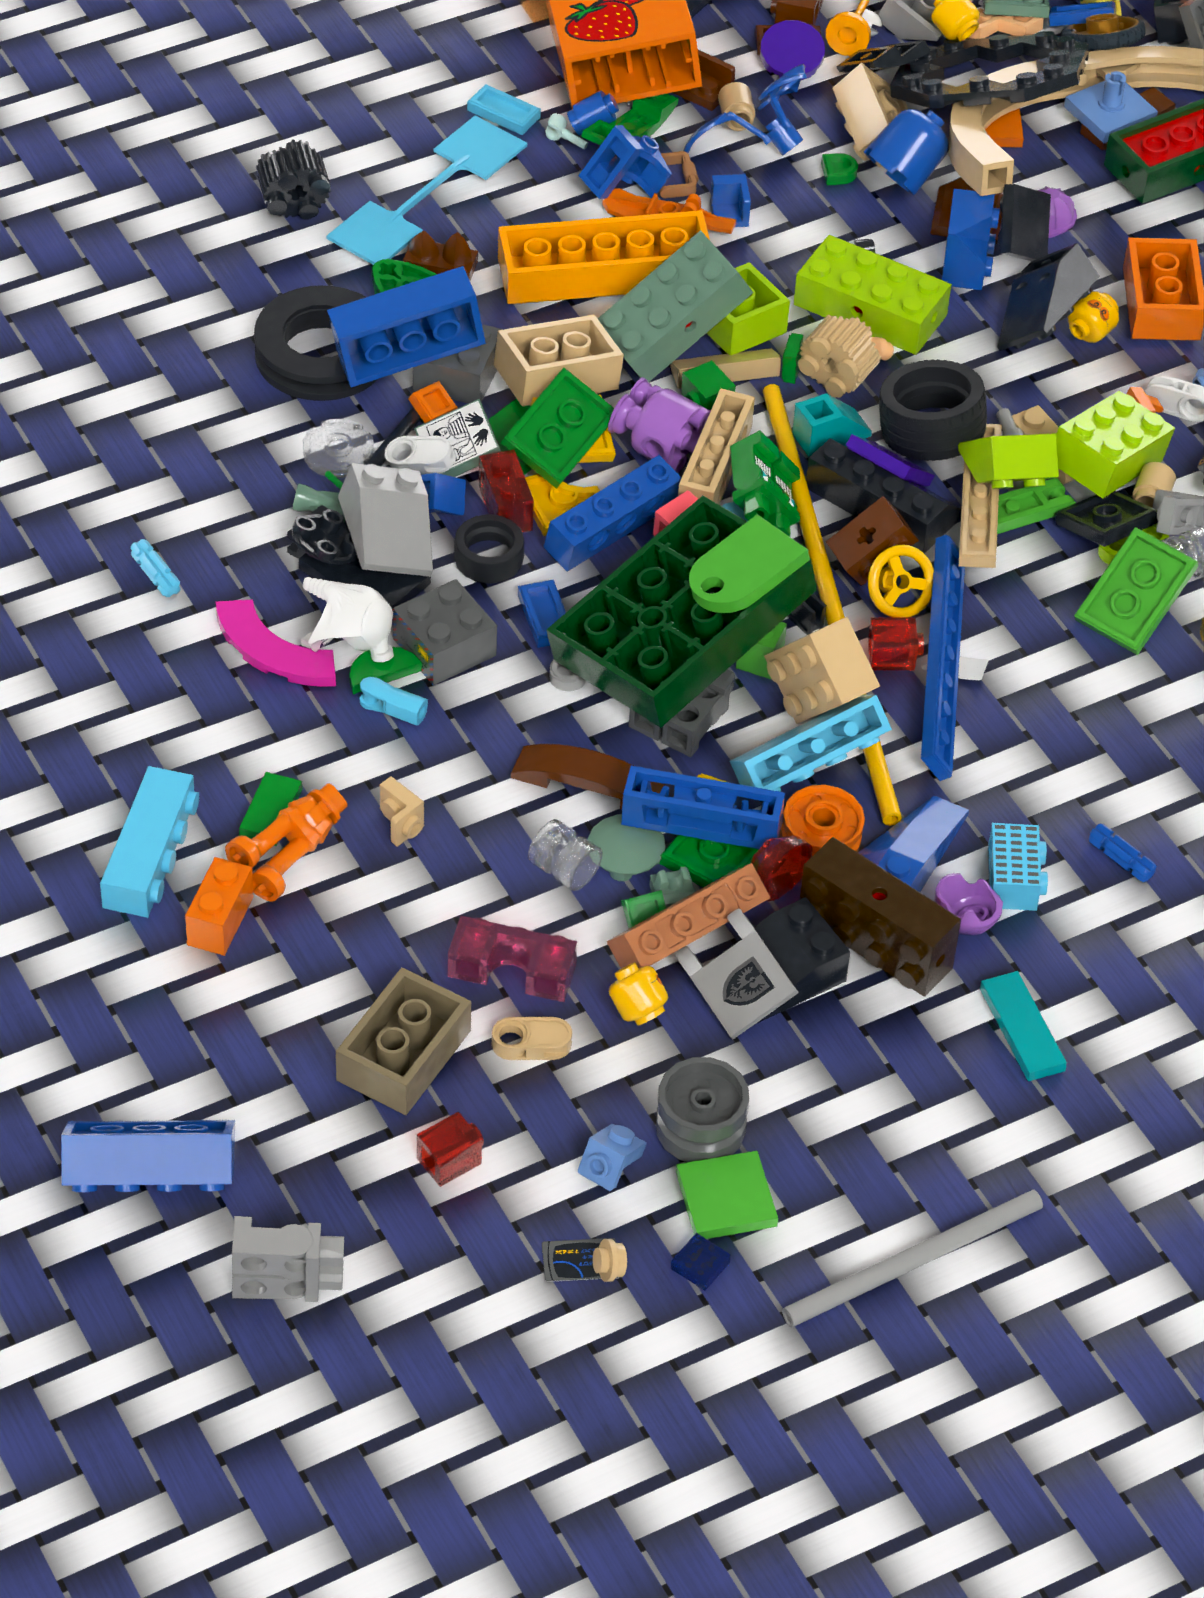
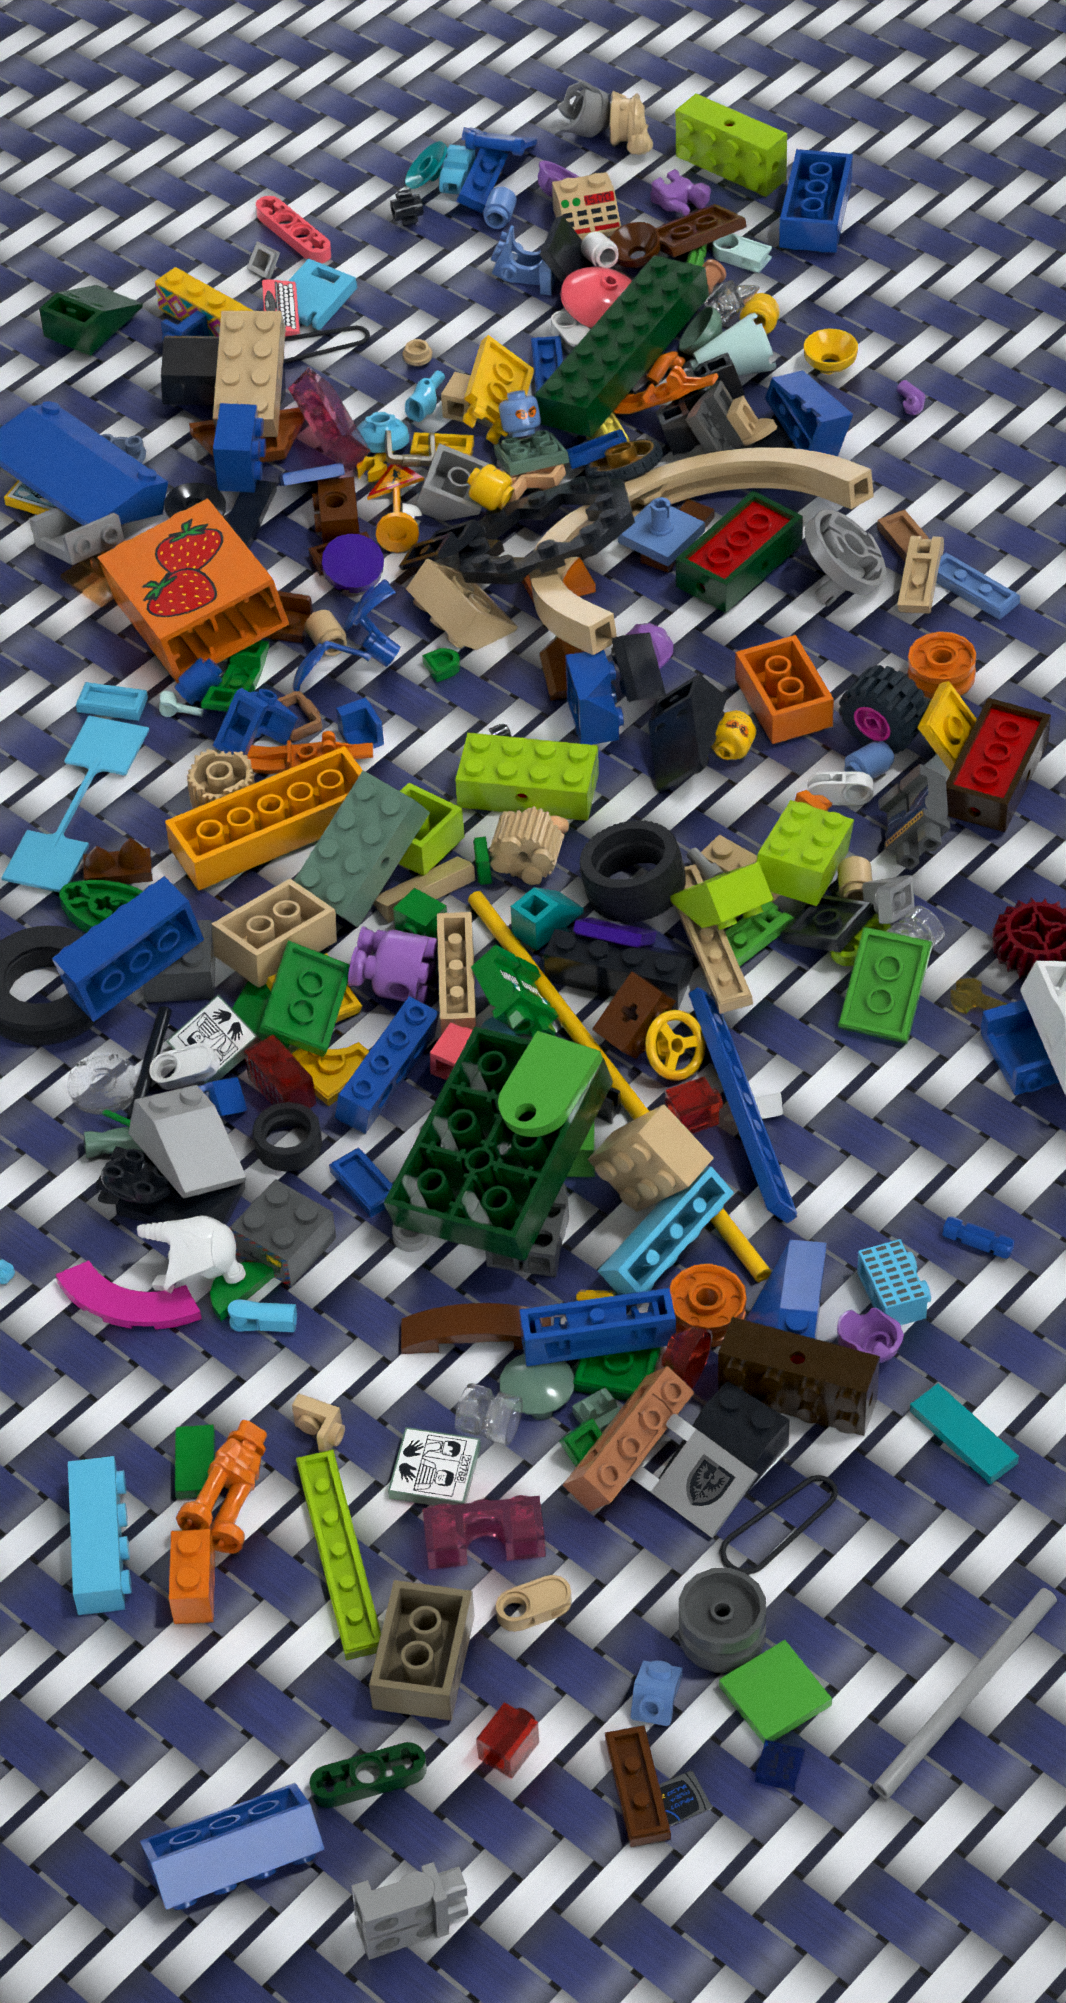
camera: 15 degrees left, 0 degrees up
(293, 1123) = (359, 1790): none -> dark green beam
(368, 930) = (339, 1554): none -> lime tile
(432, 402) = (173, 1011): orange tile -> none
(493, 887) = (434, 1467): none -> tile
(555, 1233) = (637, 1786): none -> reddish brown tile
(569, 201) = (217, 776): none -> tan brick
(610, 1260) = (701, 1795): tan plate -> none
(638, 993) = (614, 1526): yellow head -> none
(800, 1031) = (795, 1534): none -> black piece
(910, 148) = (505, 626): blue cylinder -> none

